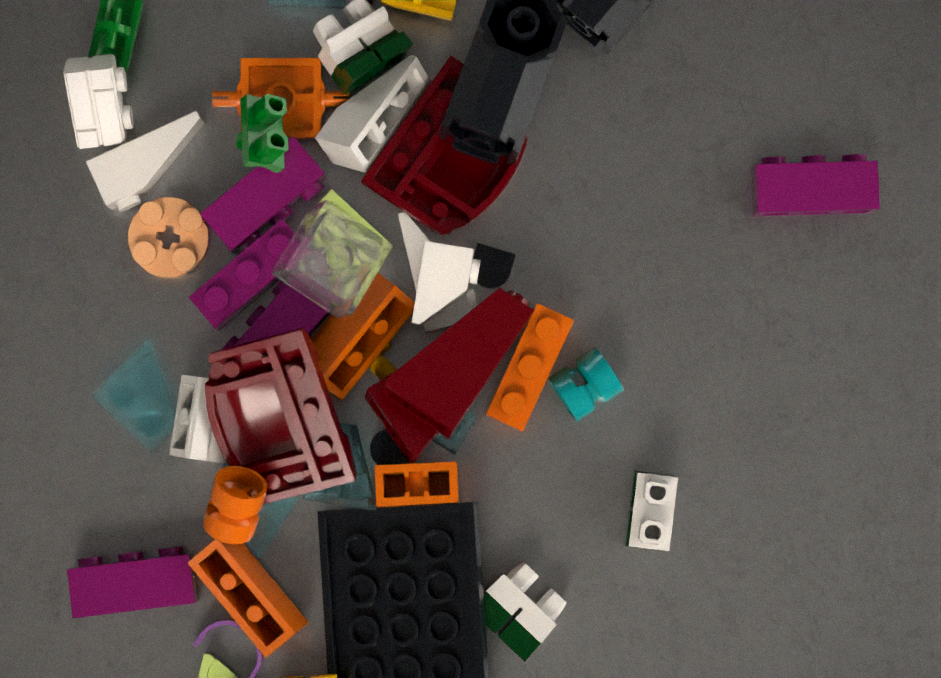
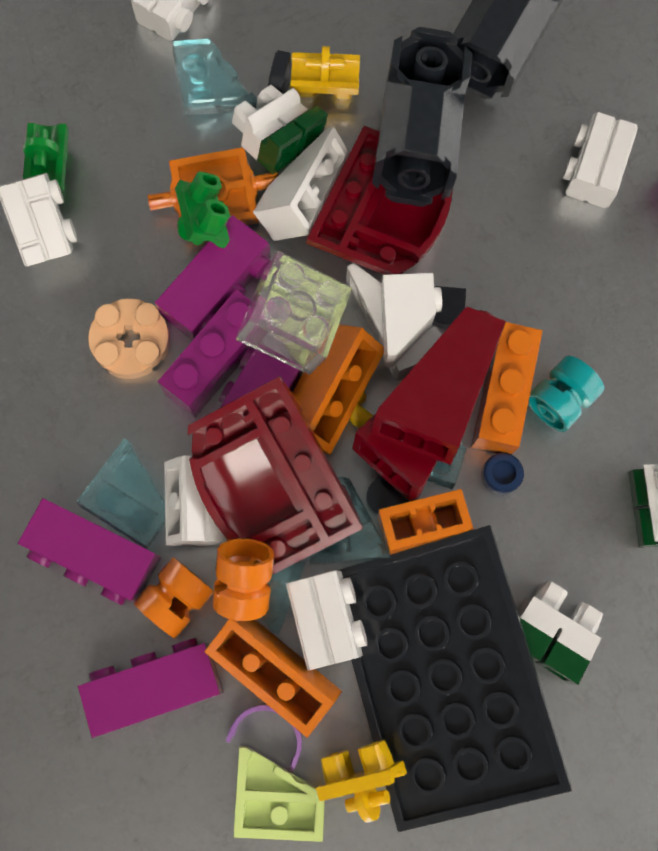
camera: 10 degrees left, 10 degrees down
(95, 446) = (88, 552): none -> magenta brick
(137, 165) = (88, 272): white slope -> none
(168, 505) = (162, 608): none -> orange wheel
(305, 556) = (326, 619): none -> white brick
(508, 448) = (502, 473): none -> dark blue tile
(687, 143) = (600, 160): none -> white brick

